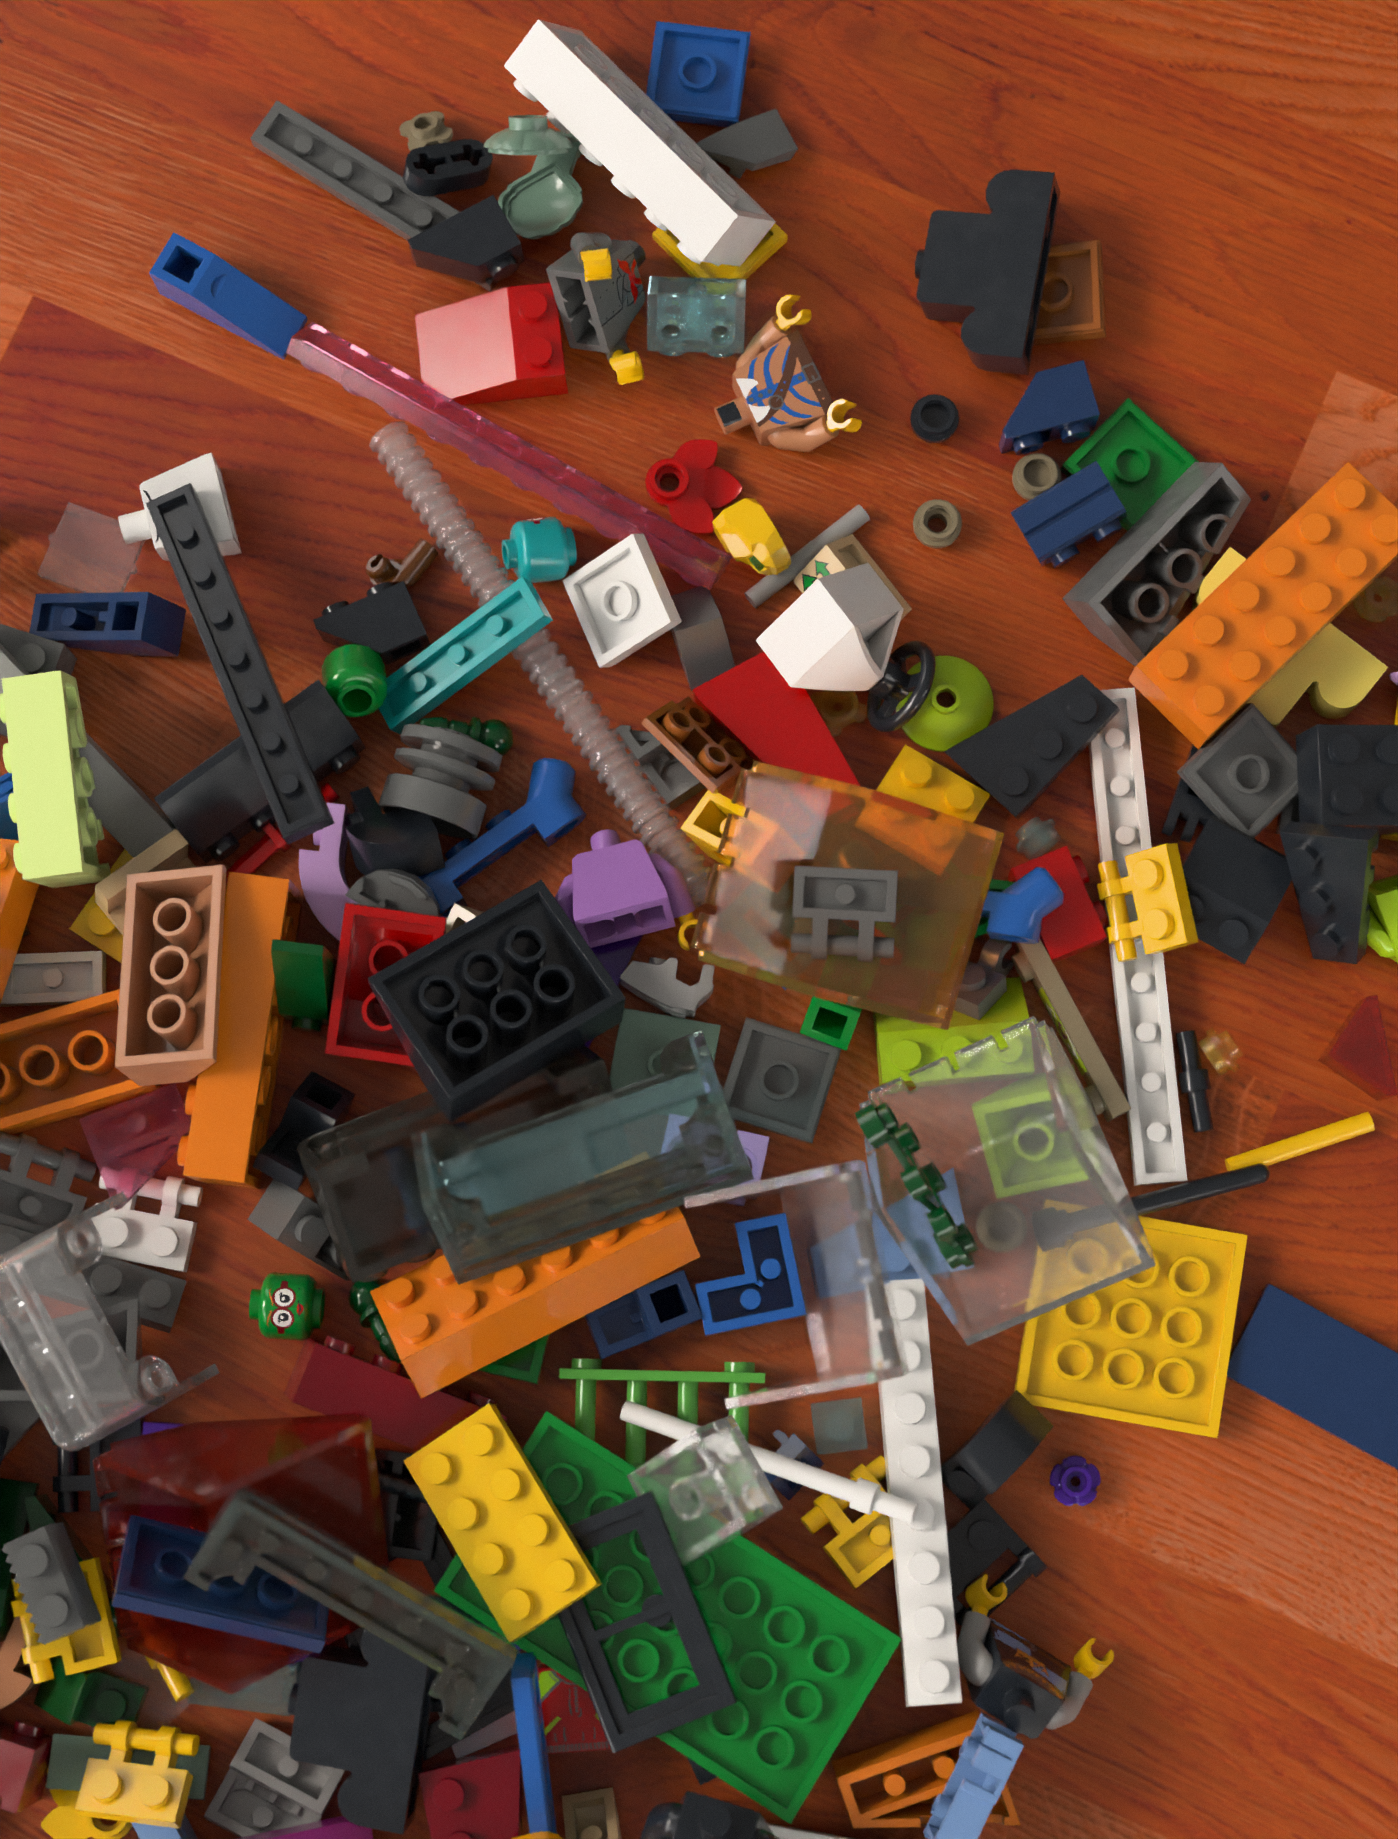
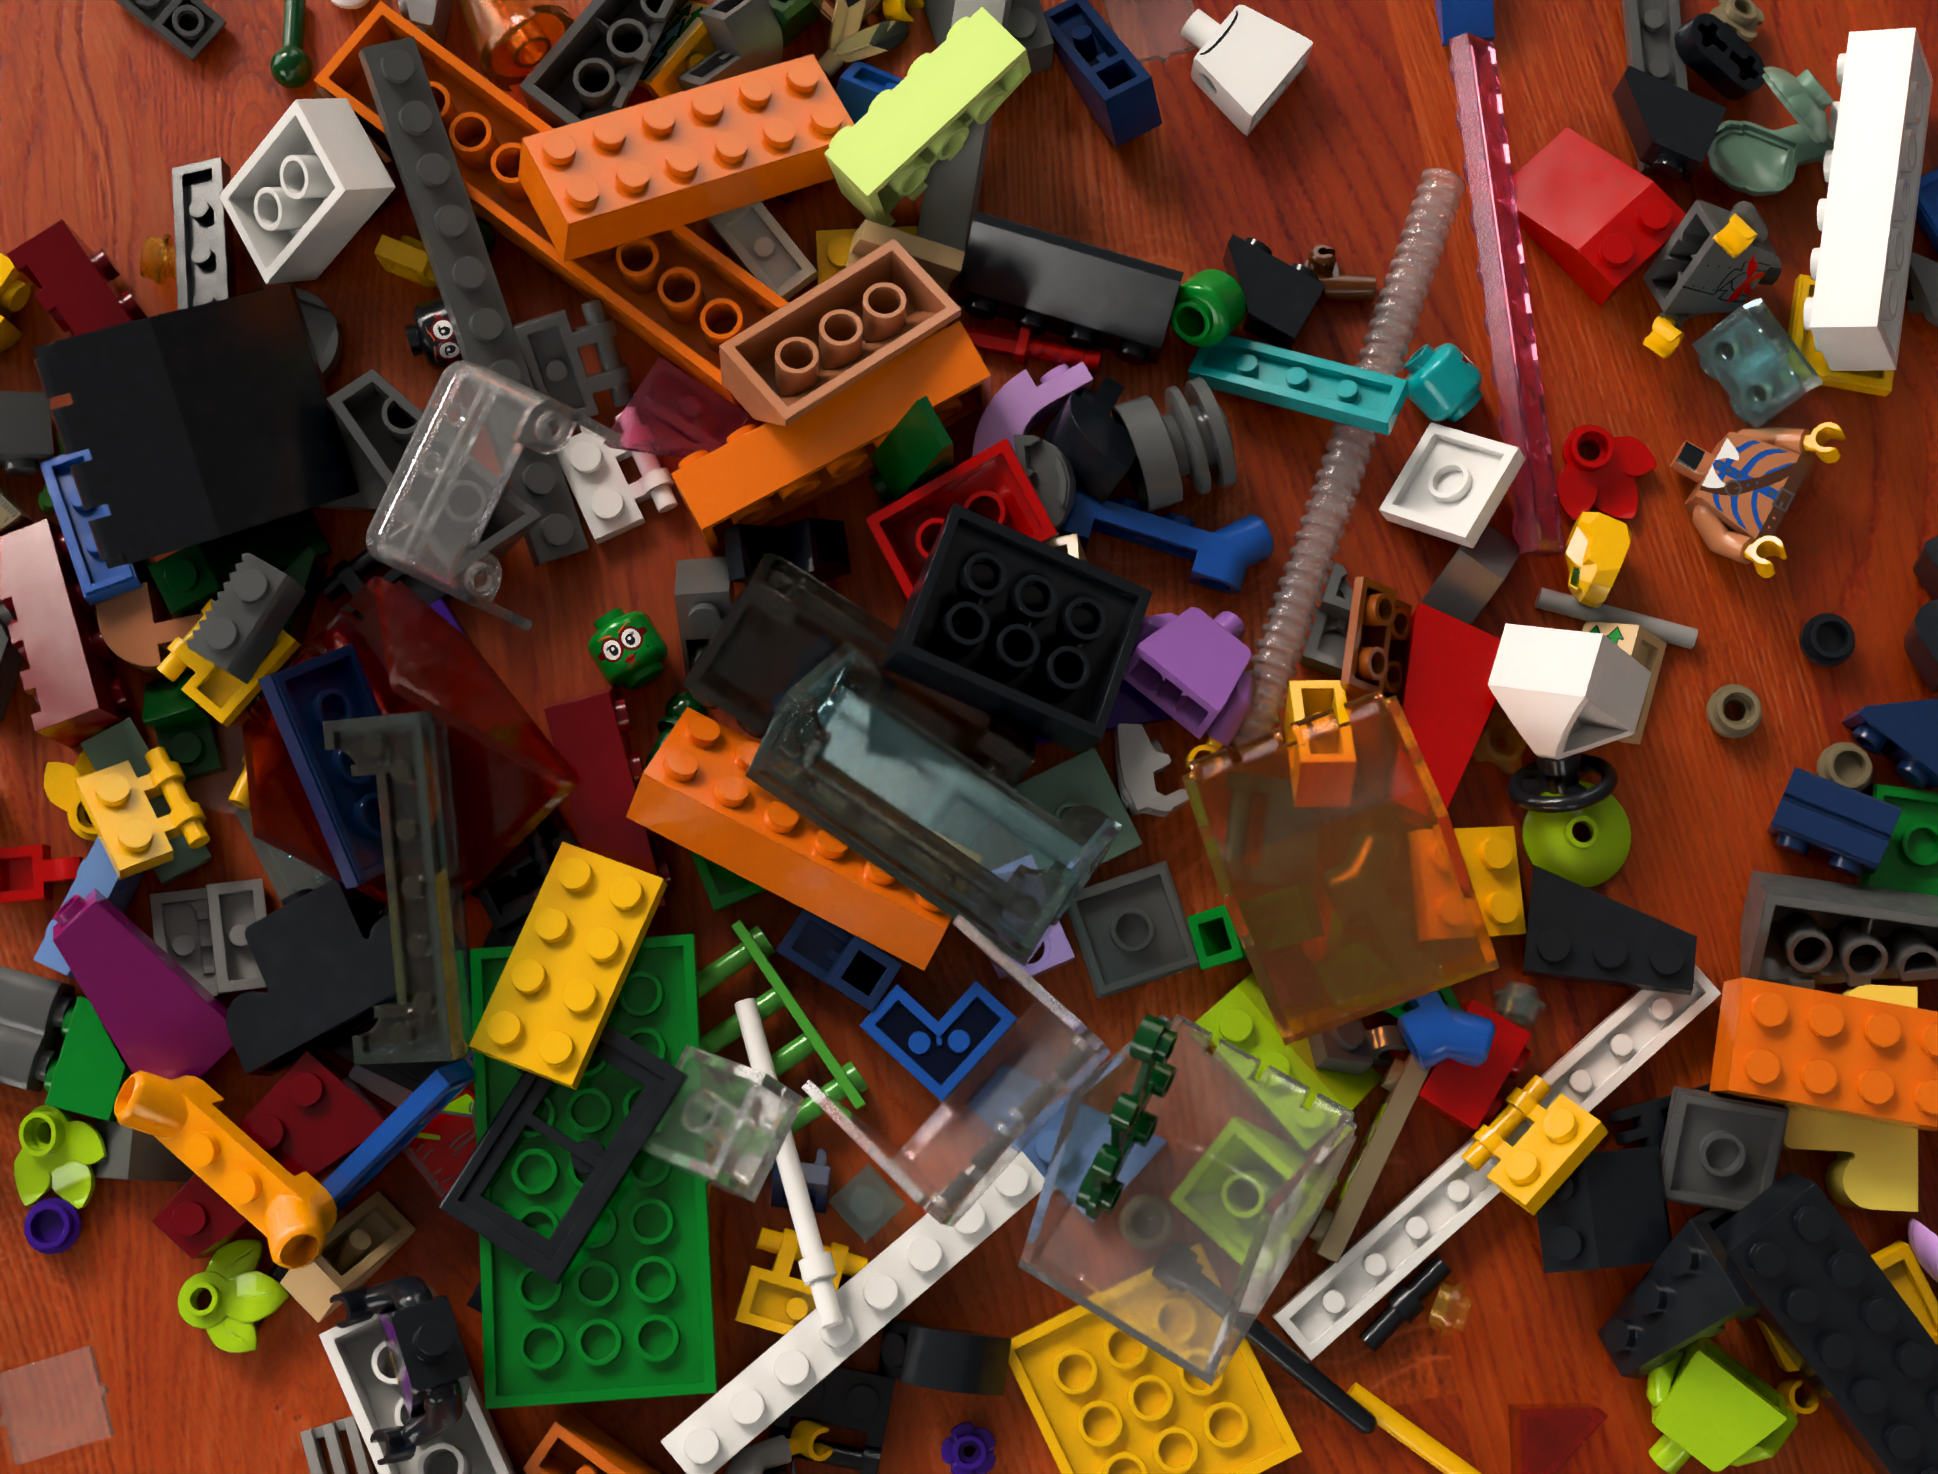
camera: 50 degrees right, 0 degrees up
(240, 664) = (1145, 198): black tile -> none
(491, 732) = (1249, 459): dark green bar -> none
(844, 895) = (1336, 865): dark grey plate -> none

